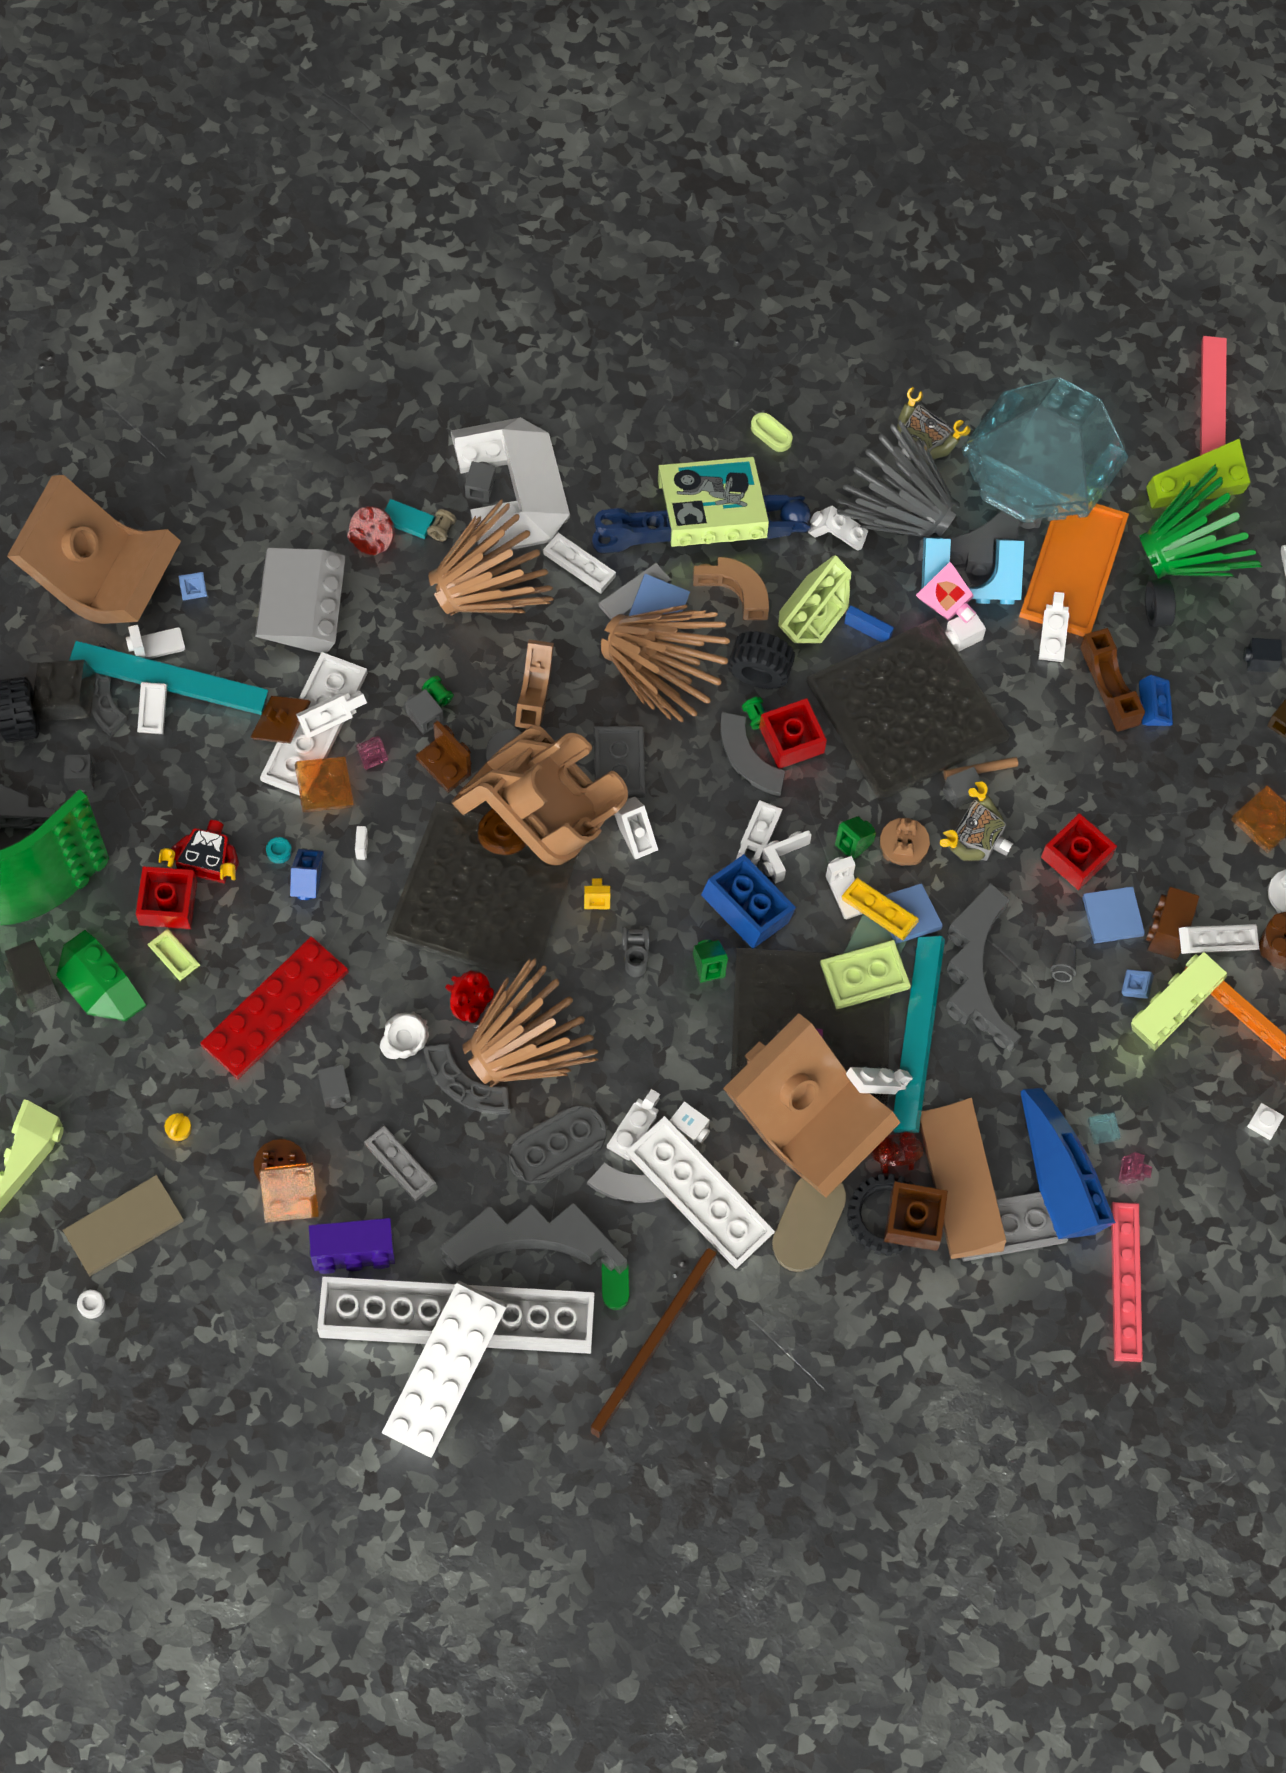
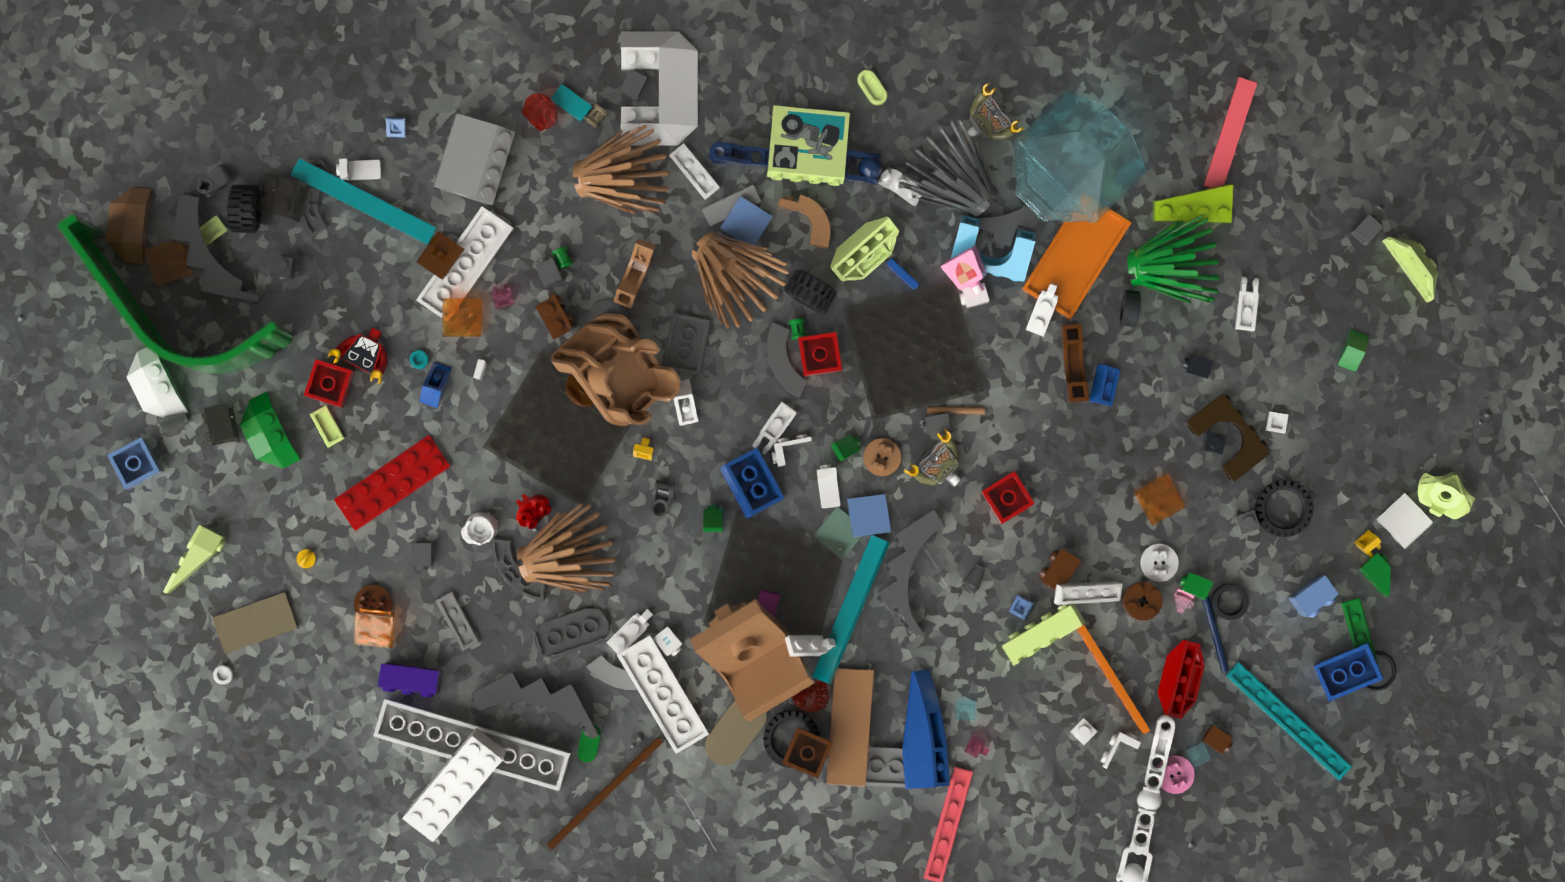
camera: 15 degrees right, 20 degrees up
(89, 556) = (323, 94): medium nougat piece -> none
(152, 708) = (346, 224): white tile -> none
(330, 713) = (477, 262): white hinge -> none
(865, 974) = (823, 558): yellowish green tile -> none
(880, 909) = (847, 510): yellow tile -> none
(1113, 915) = (1020, 549): medium blue tile -> none

